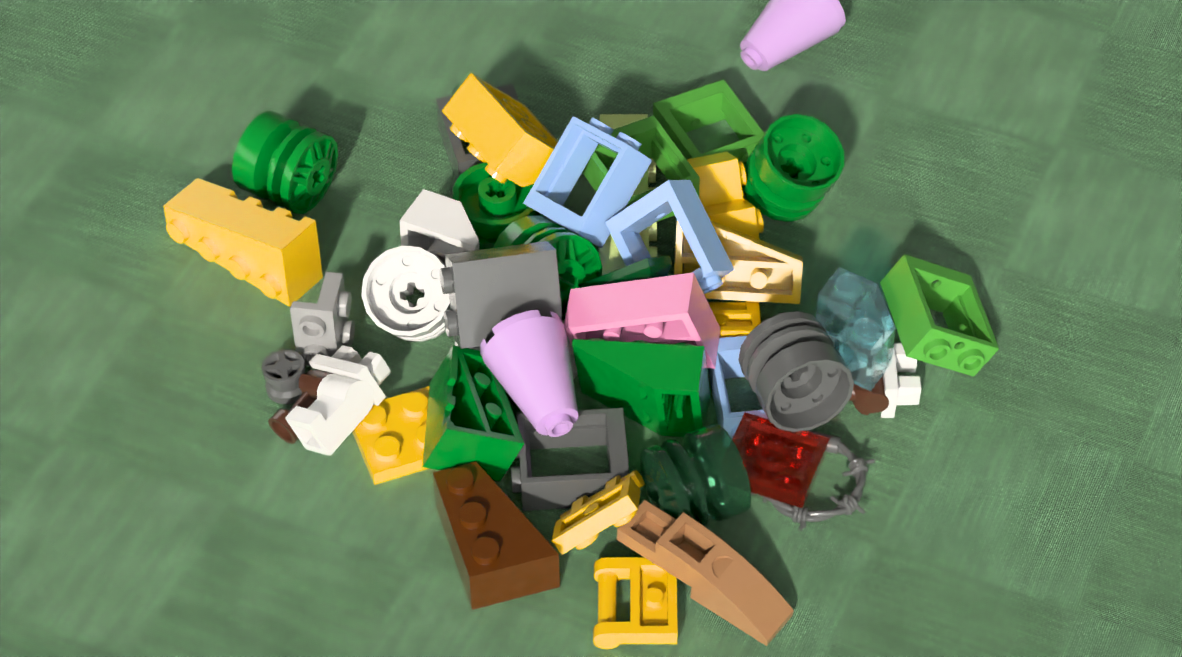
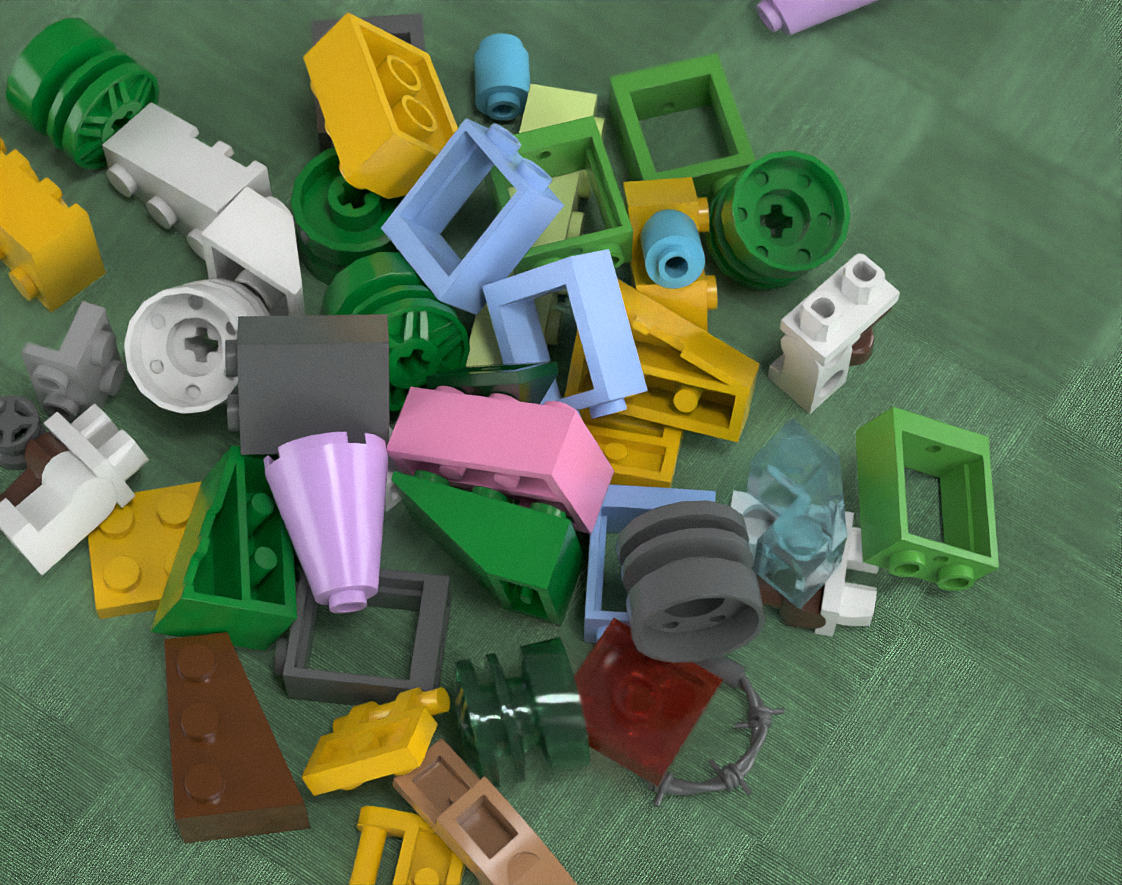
camera: 10 degrees right, 15 degrees up
(365, 202) = (176, 173): none -> white wedge
(571, 104) = (501, 76): none -> medium azure brick
(725, 178) = (672, 249): none -> medium azure brick
(846, 222) = (831, 332): none -> white hips

